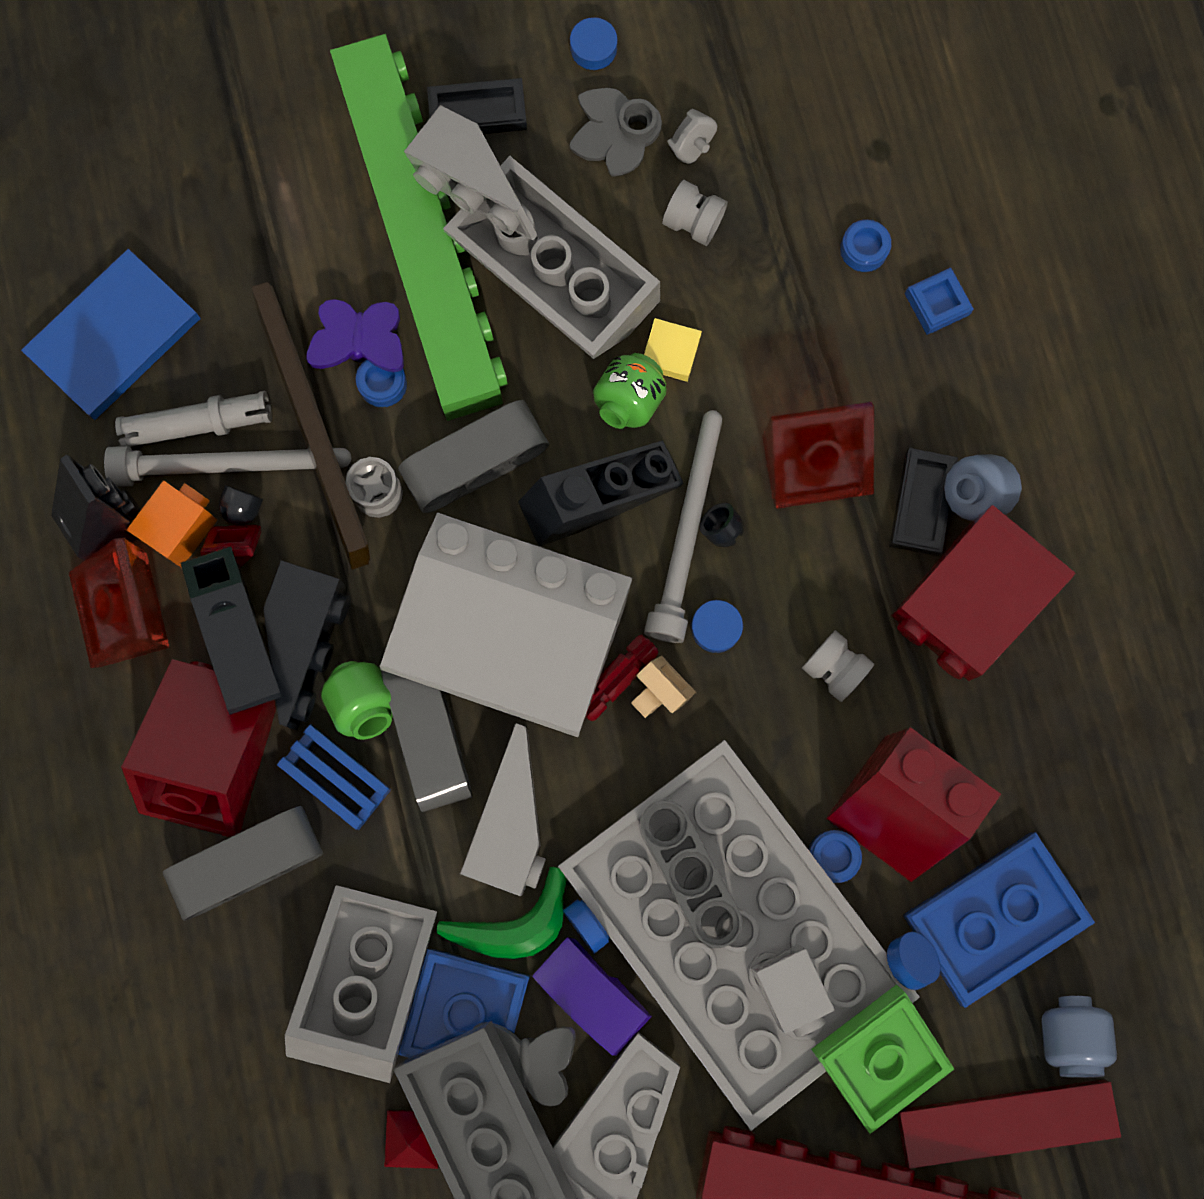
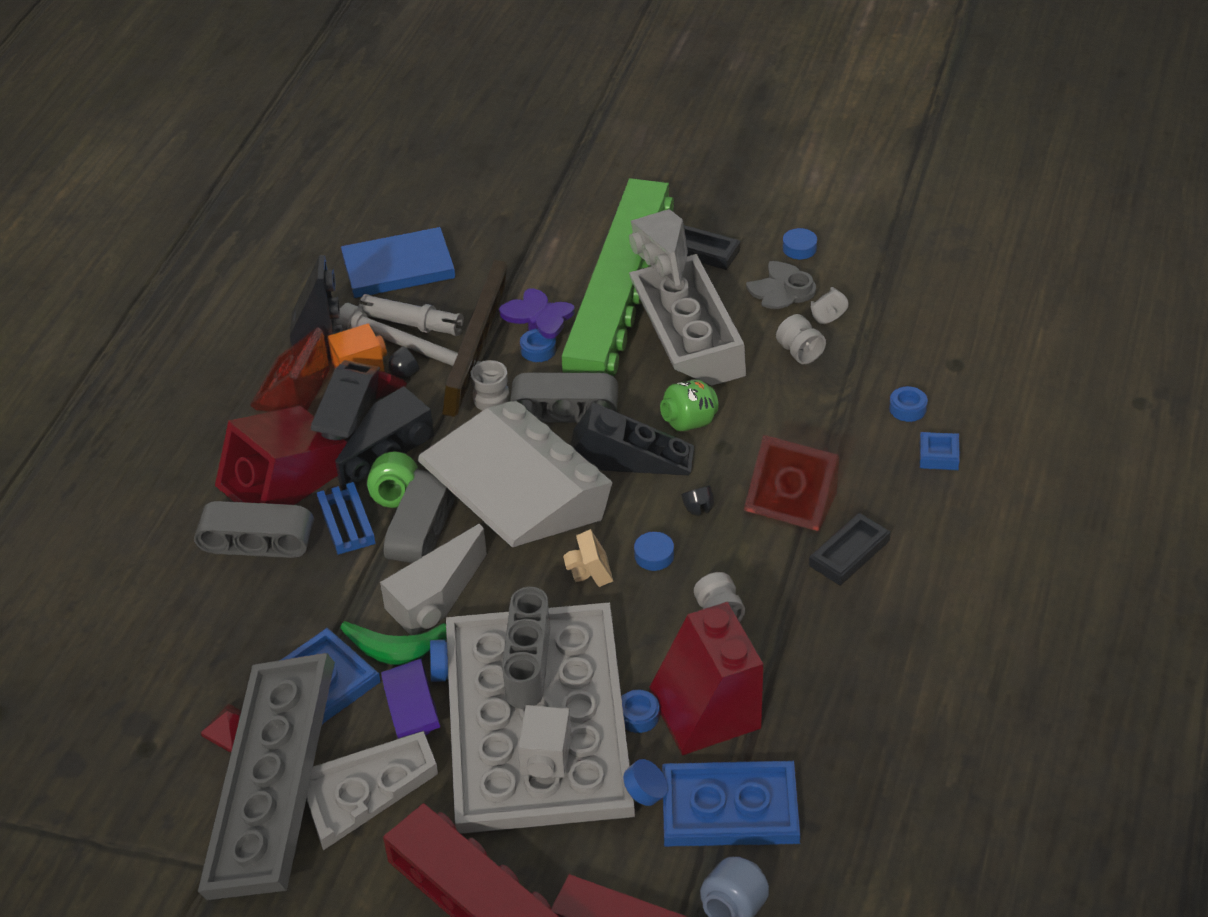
camera: 35 degrees right, 35 degrees down
(360, 984) = (265, 620): light grey slope -> none
(540, 1061) = (345, 713): dark grey animal -> none
(621, 674) = (556, 547): dark red axle -> none
(668, 619) = (621, 530): light grey piece -> none
(673, 348) = (736, 402): light yellow tile -> none
(883, 1058) = (580, 830): bright green tile -> none
(981, 482) = (892, 544): sand blue head -> none
(981, 594) = (847, 598): dark red slope -> none

